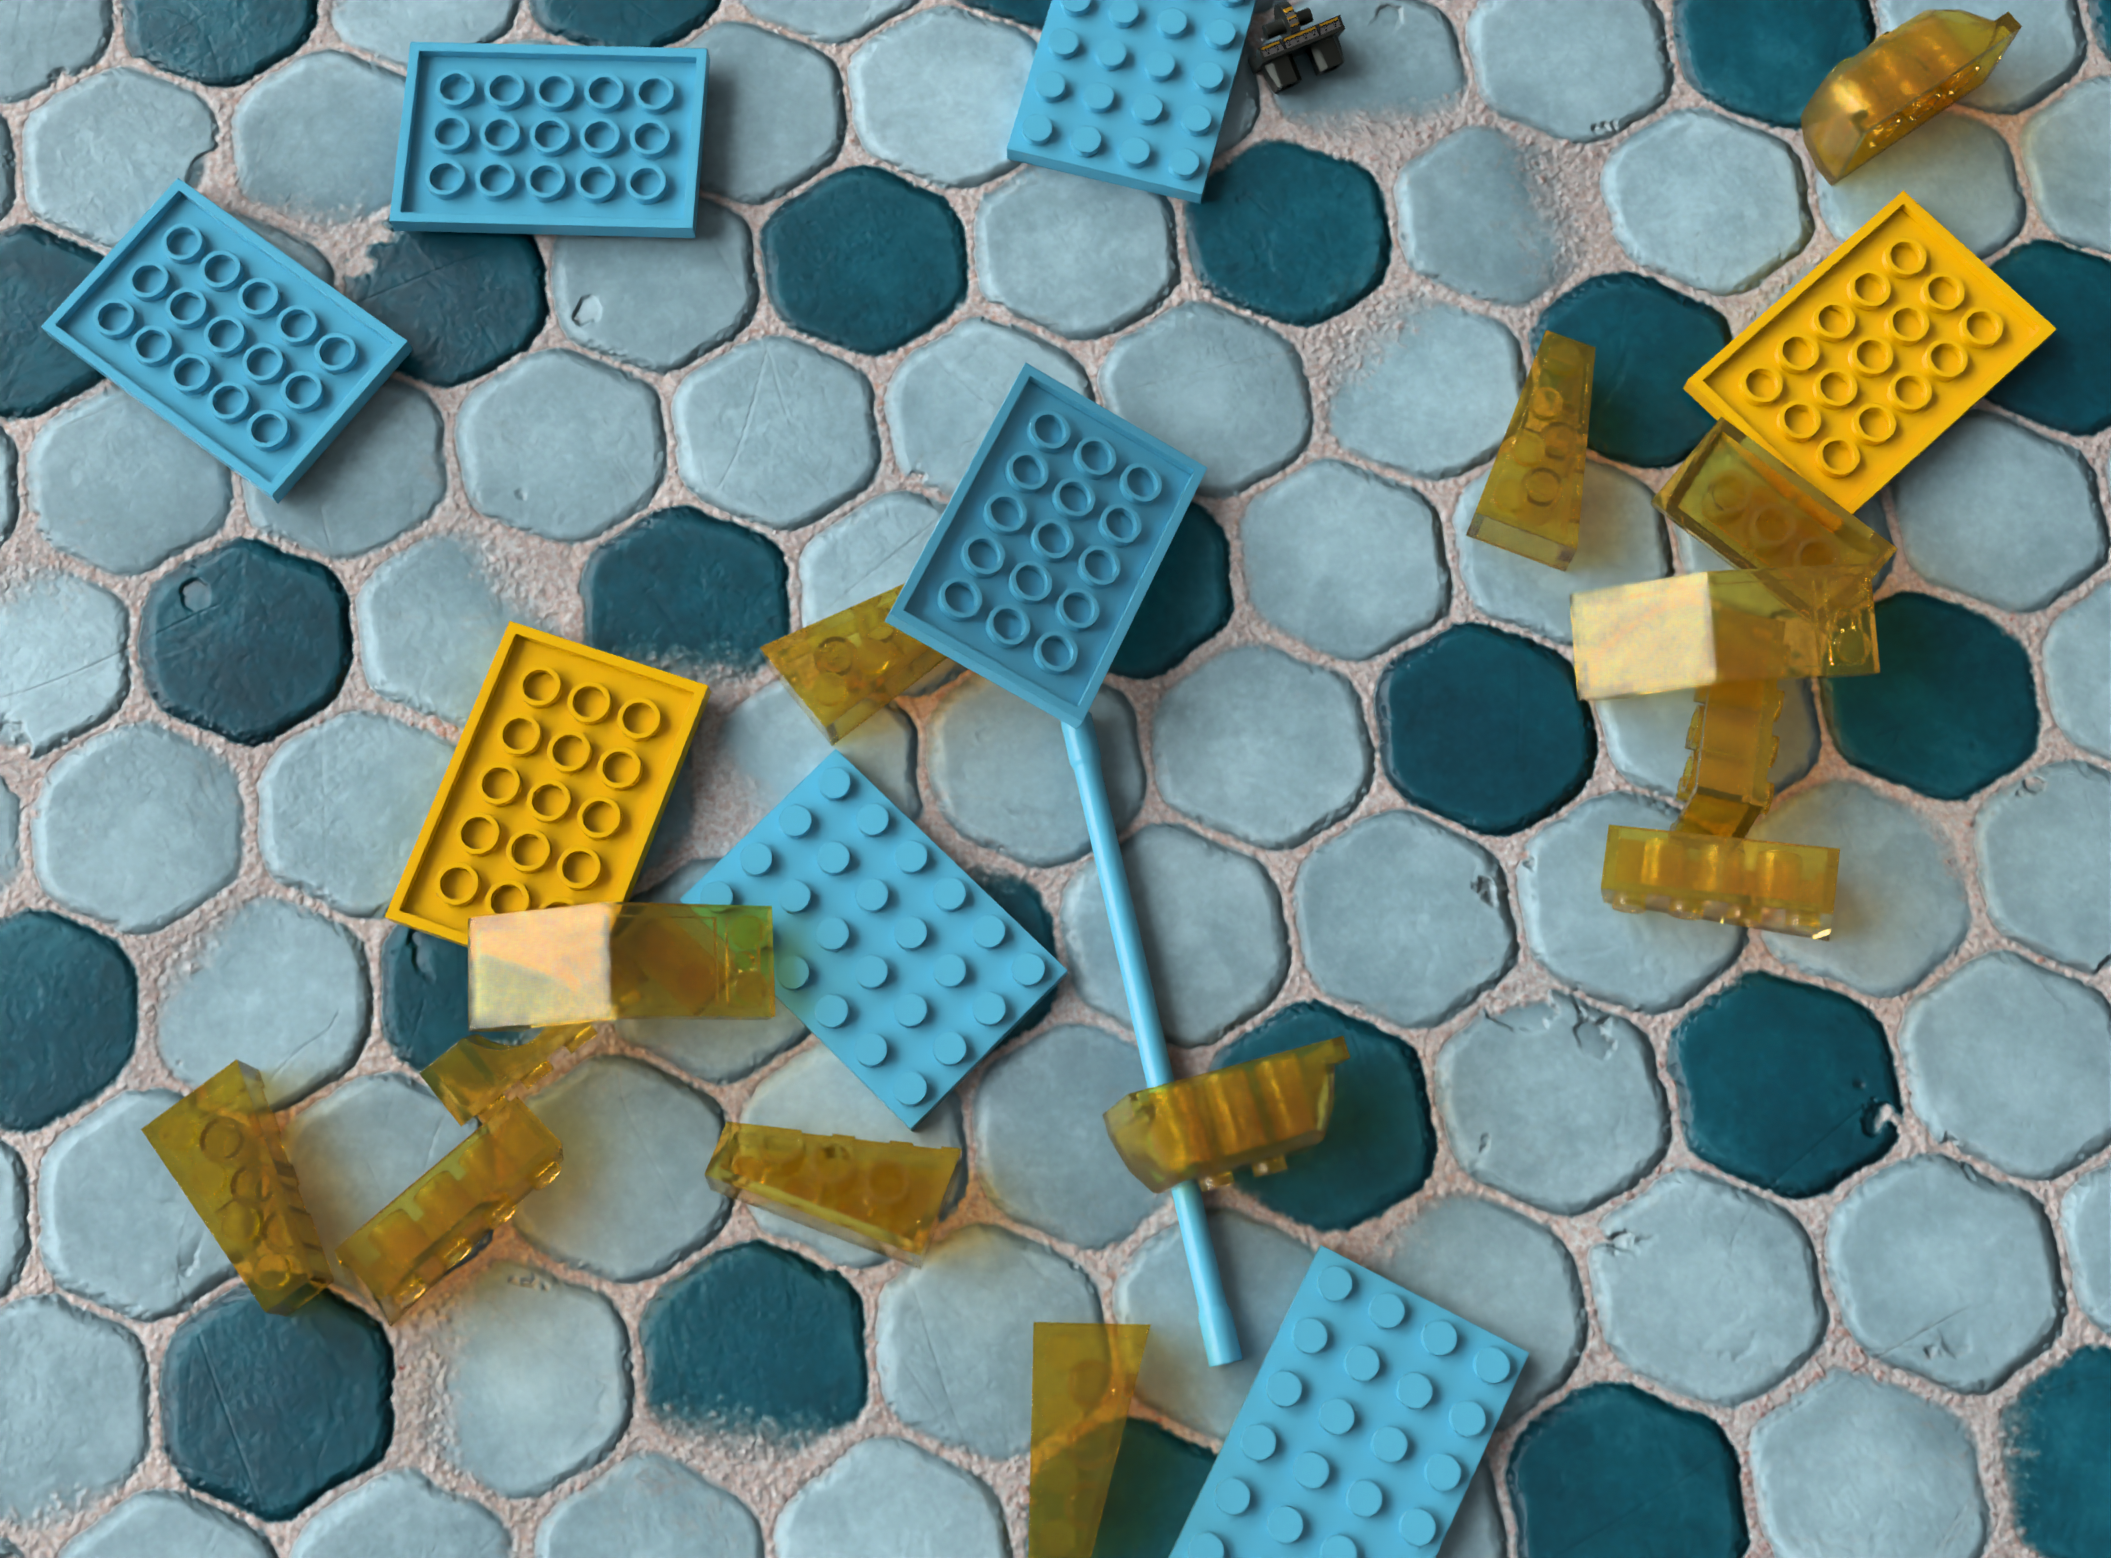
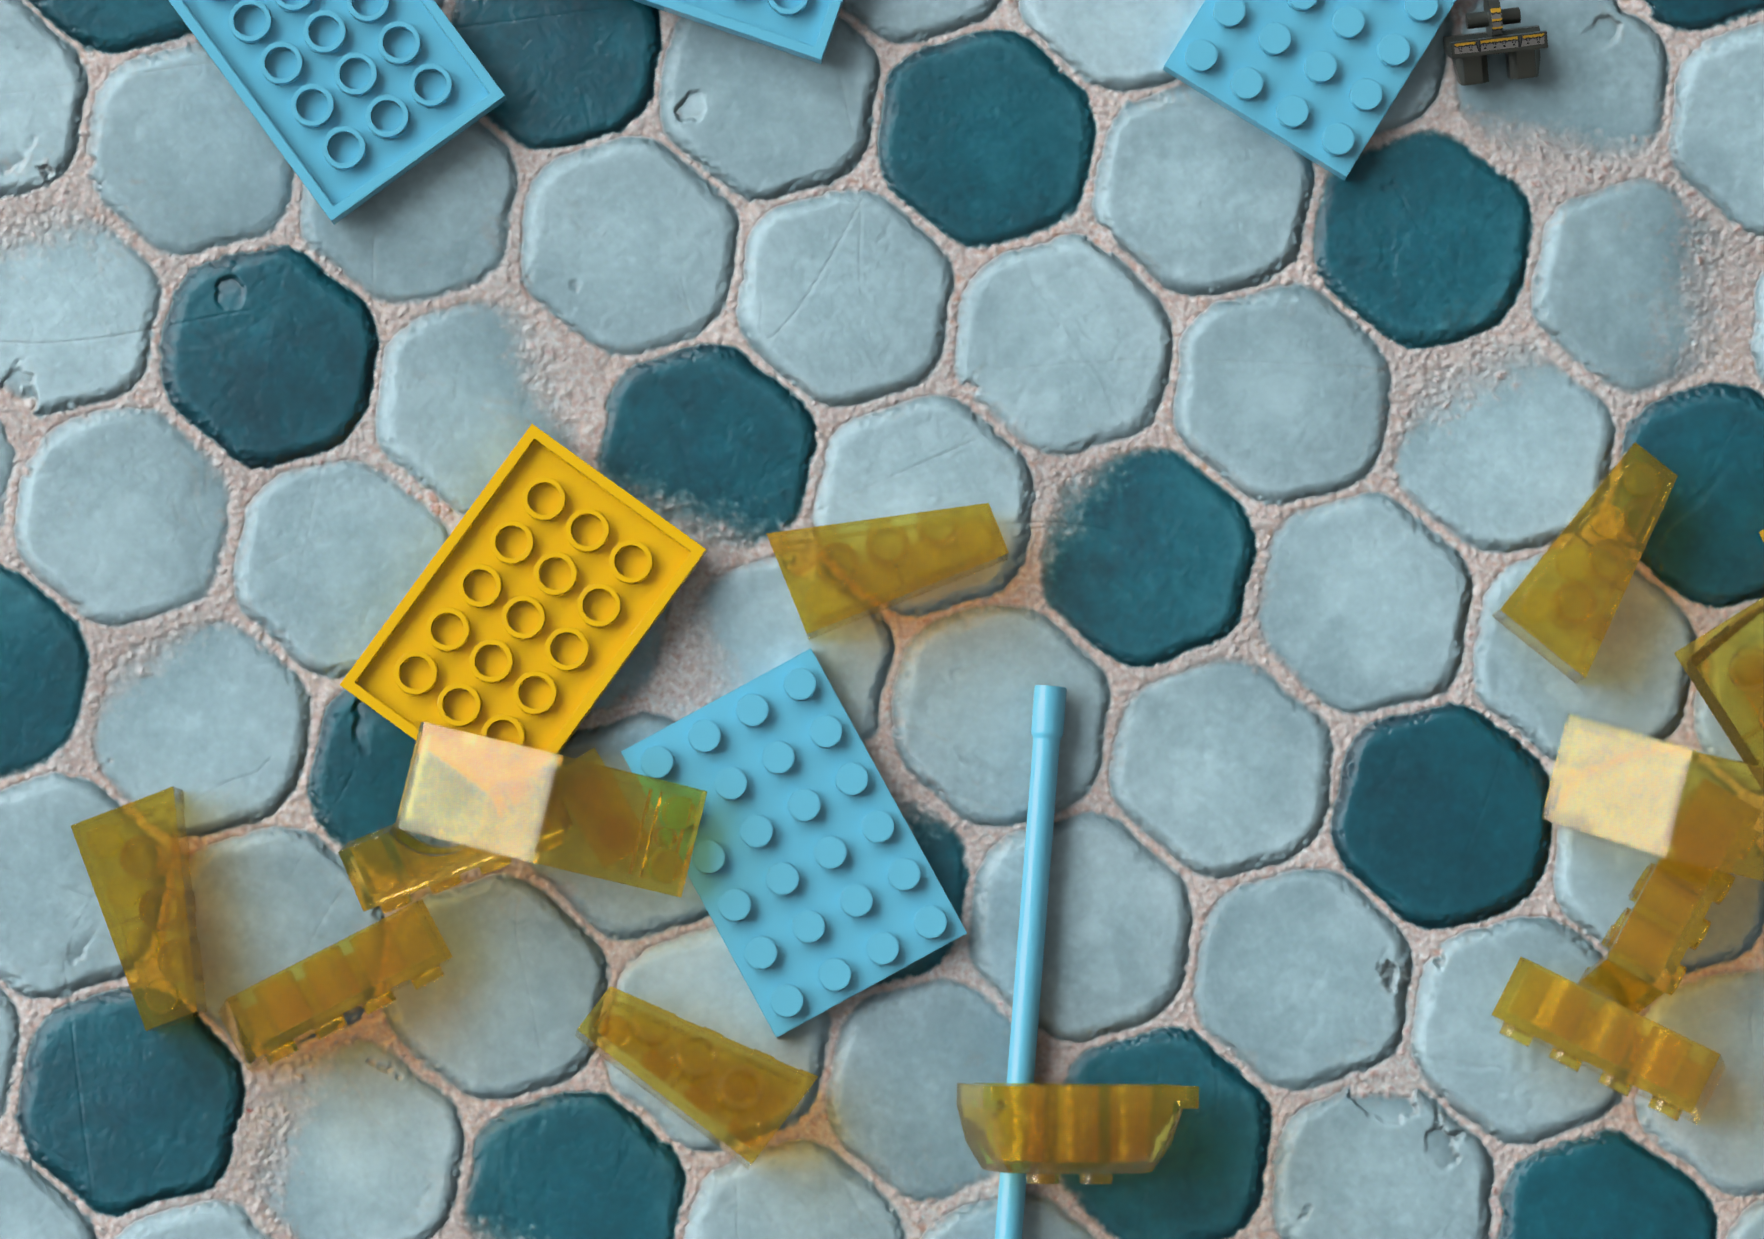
camera: 15 degrees right, 10 degrees up
(1048, 546) = (1076, 515): medium azure plate -> none

